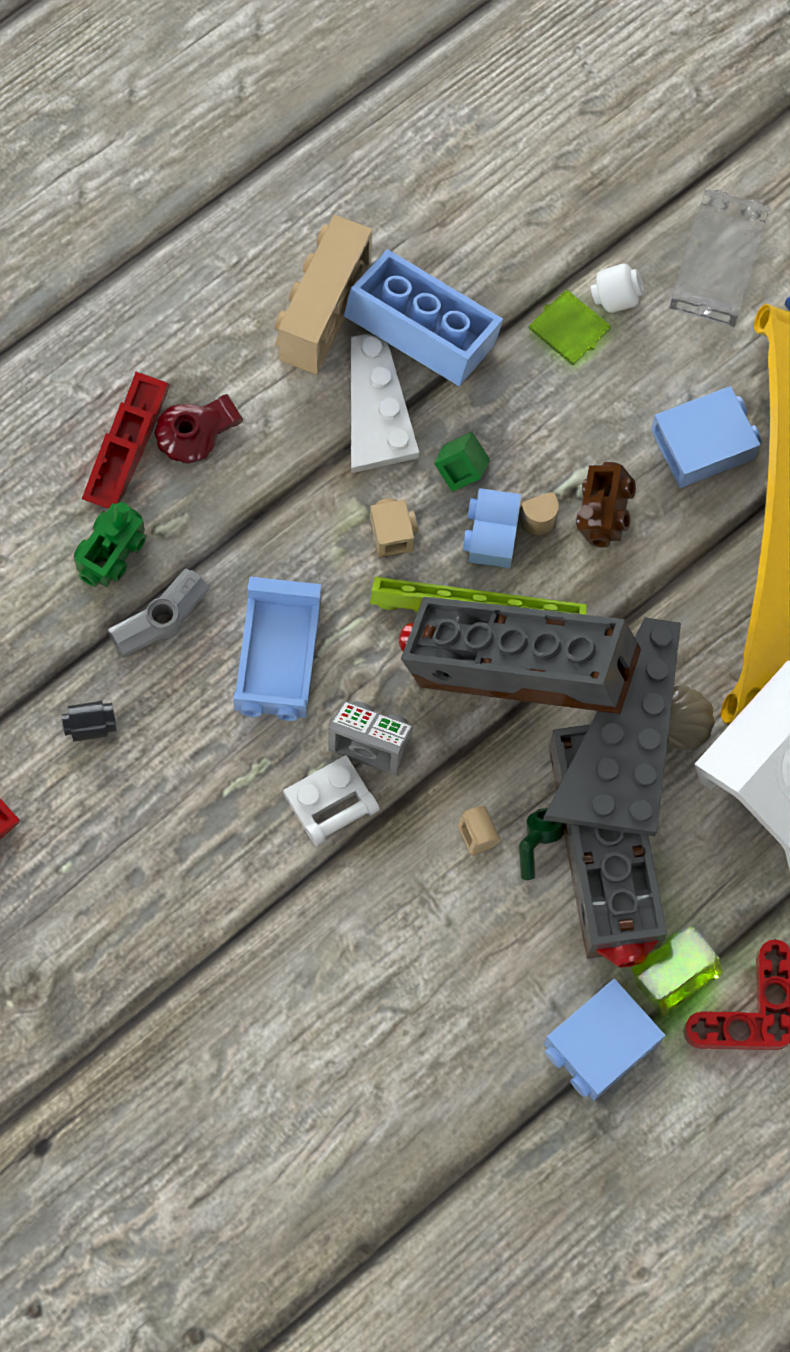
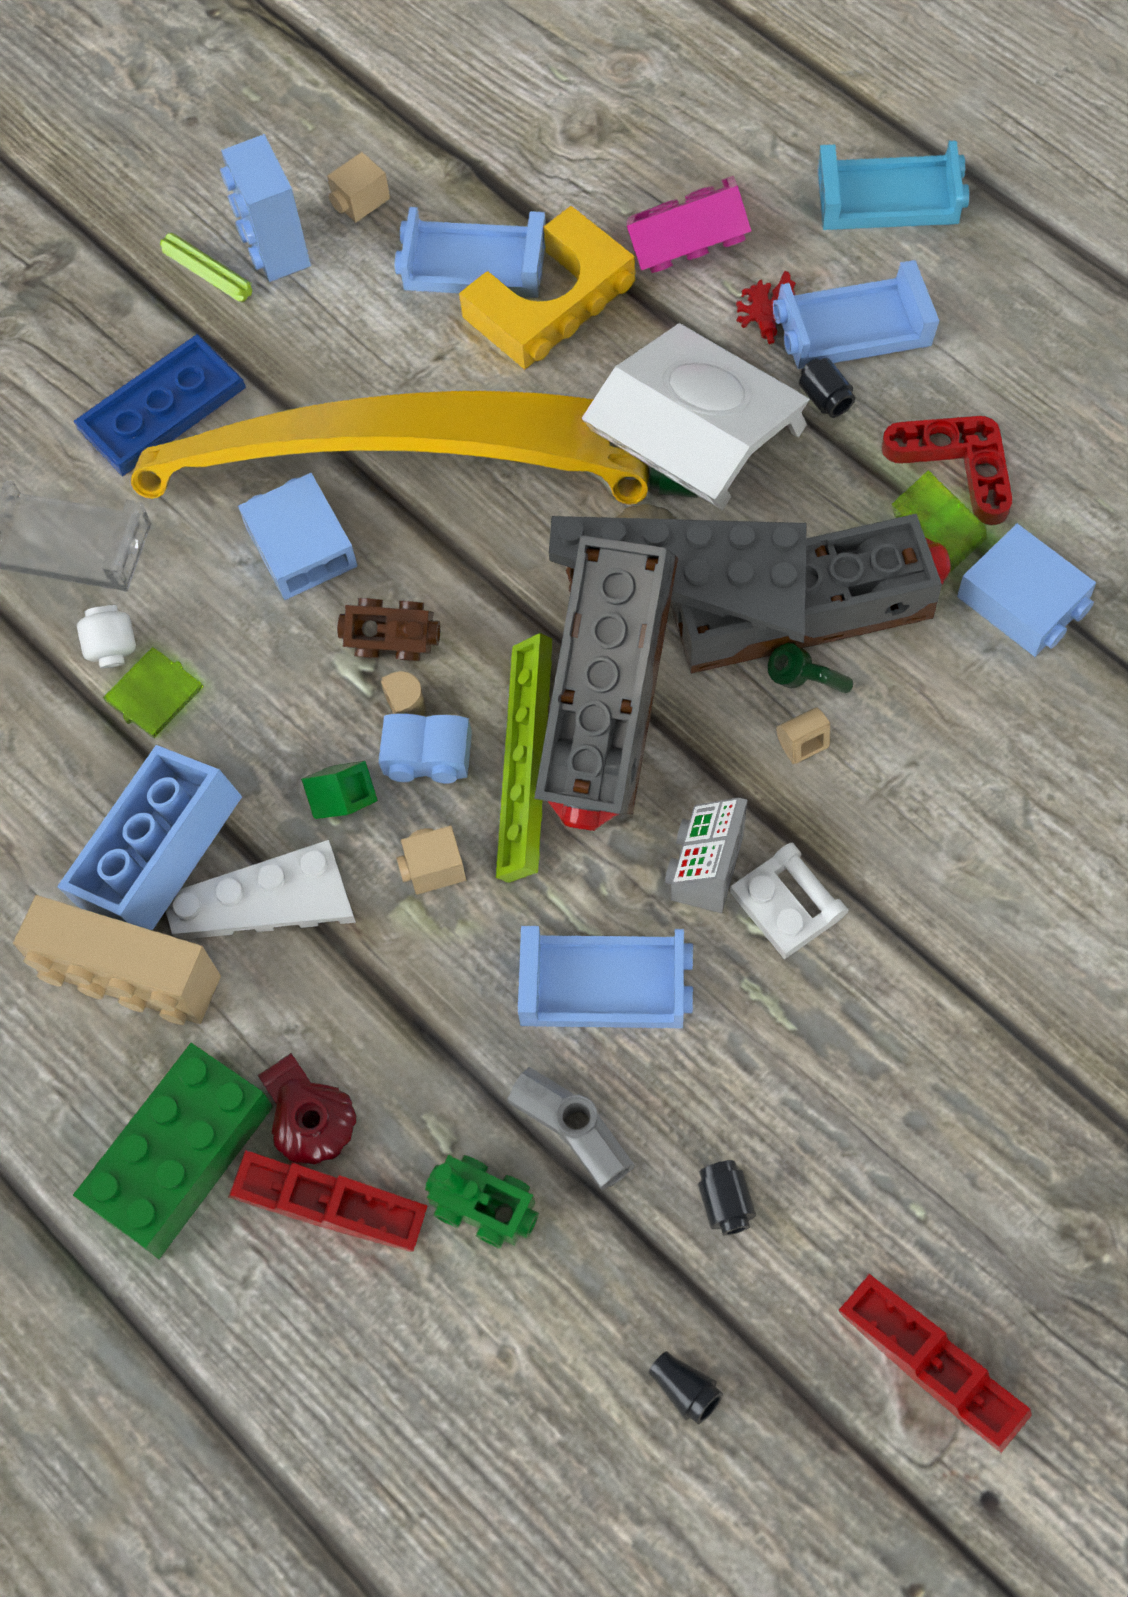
camera: 85 degrees left, 5 degrees down
(175, 335) = (174, 1150): none -> green brick

